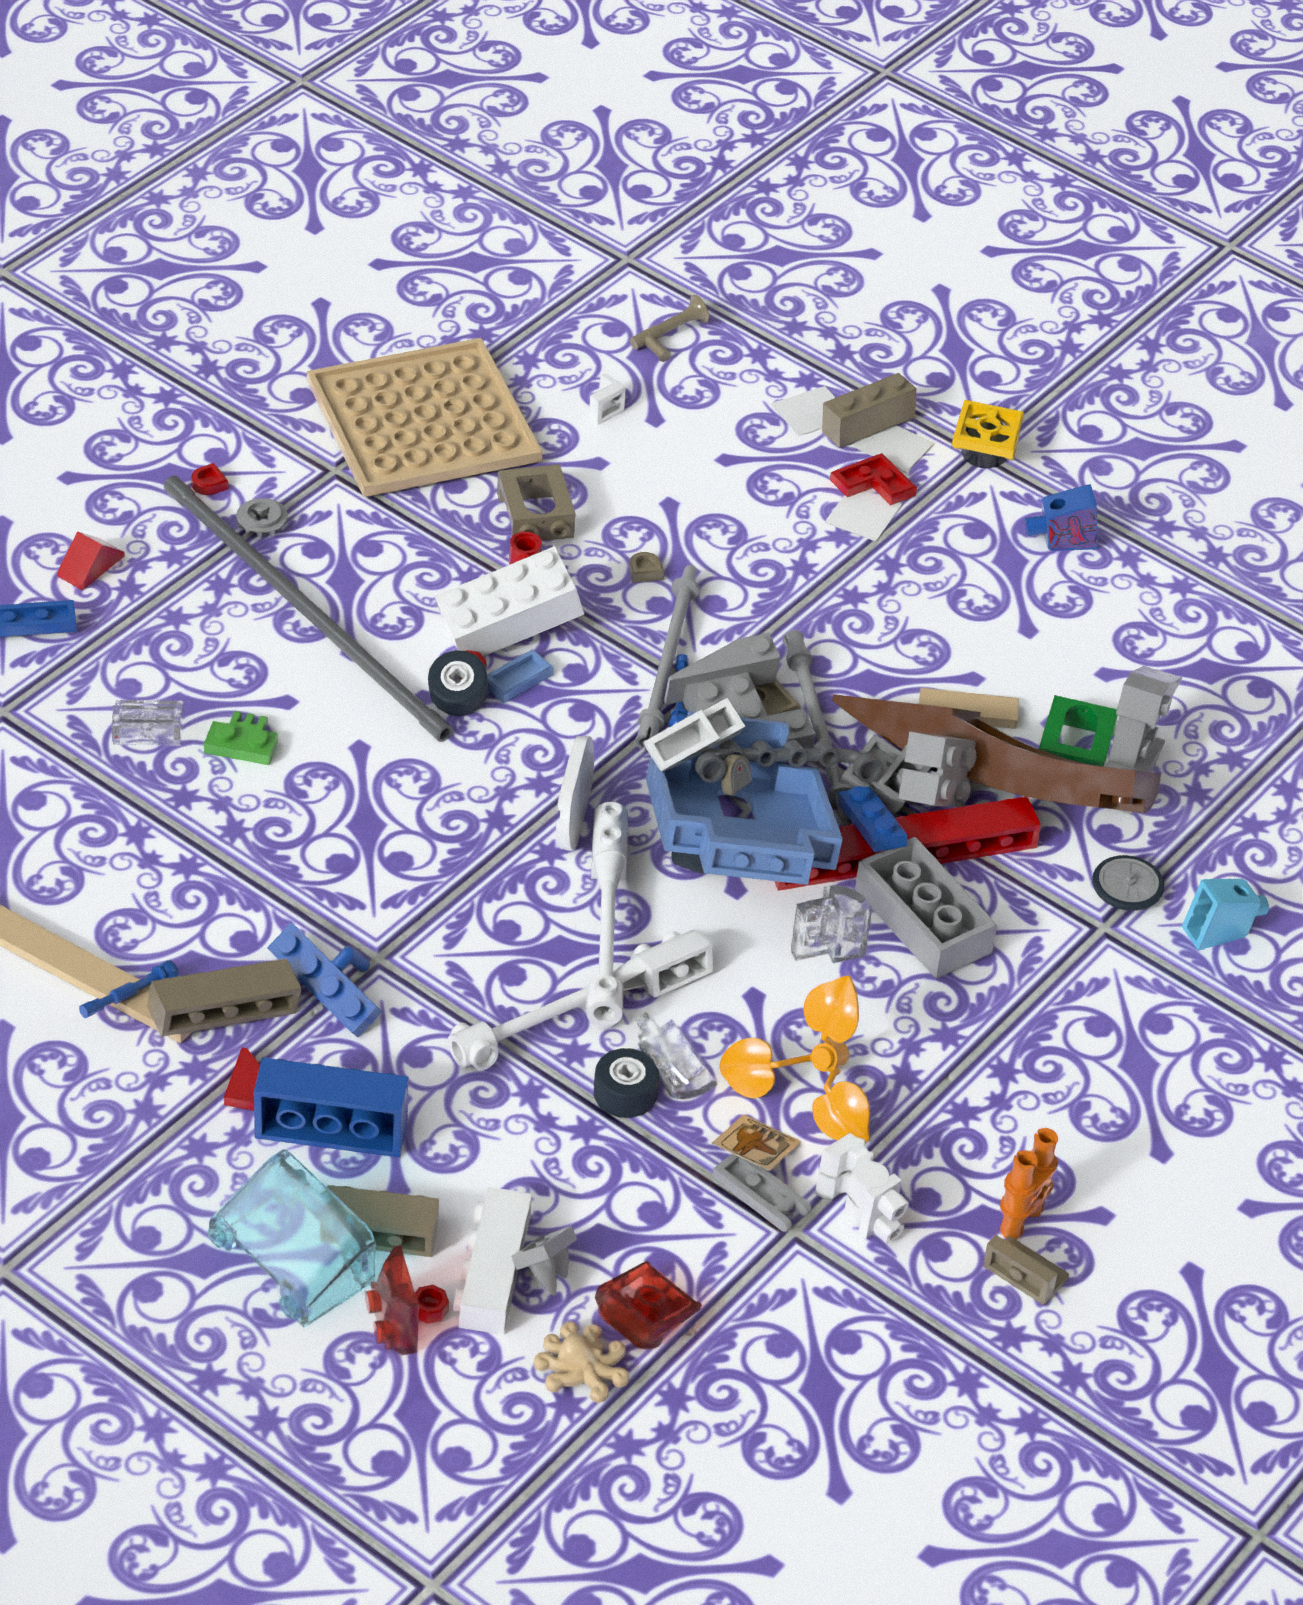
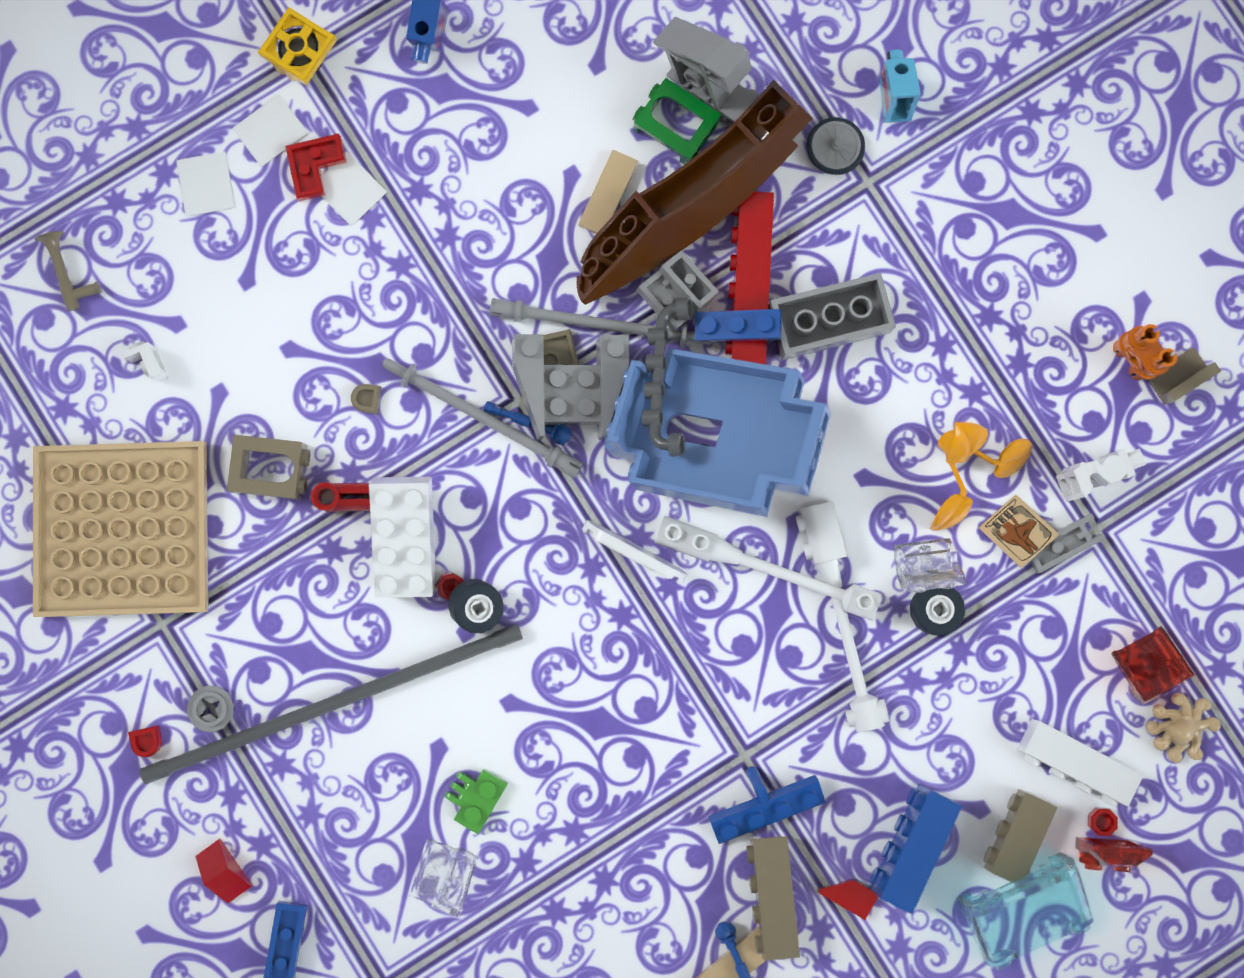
camera: 70 degrees left, 40 degrees up
(519, 676) = (466, 548): medium blue tile -> none
(547, 1257) = (1091, 727): light grey tile -> none
(694, 735) = (644, 447): white slope -> none
(736, 774) = (675, 422): dark tan tile -> none
(832, 925) = (836, 393): clear brick -> none
(869, 410) = (233, 137): dark tan brick -> none
(950, 783) = (708, 254): light grey piece -> none

